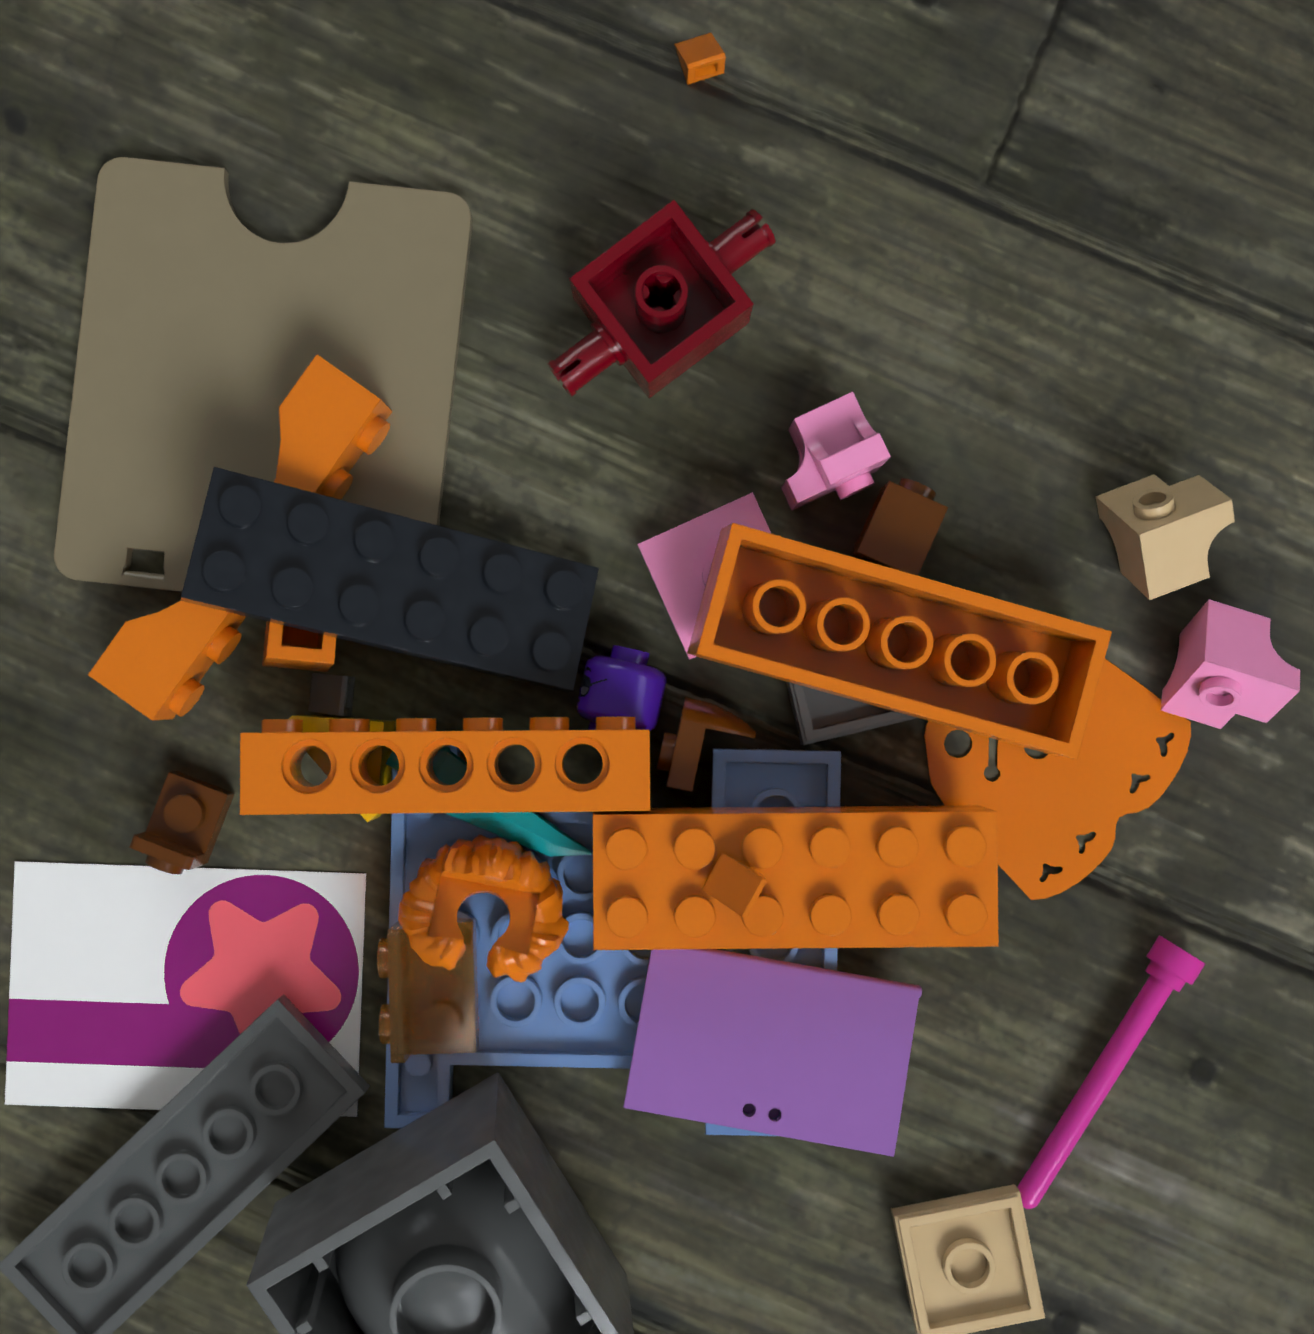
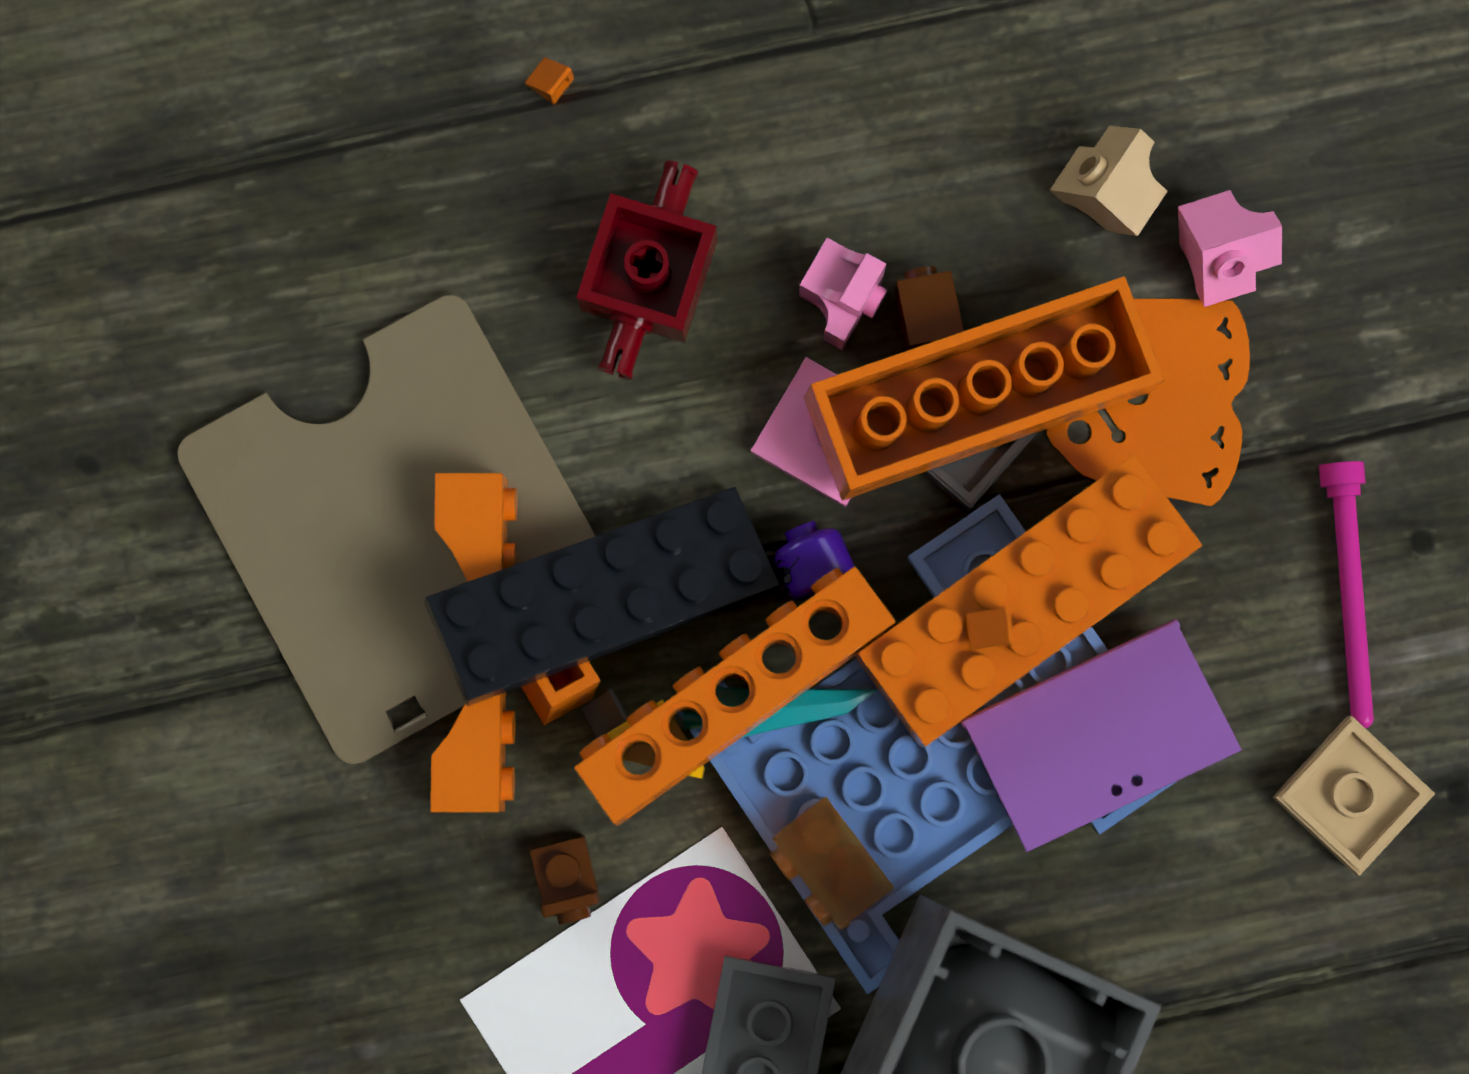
camera: 30 degrees left, 5 degrees down
(490, 867) = (821, 744): orange piece -> none
(682, 750) = (887, 573): reddish brown plate -> none

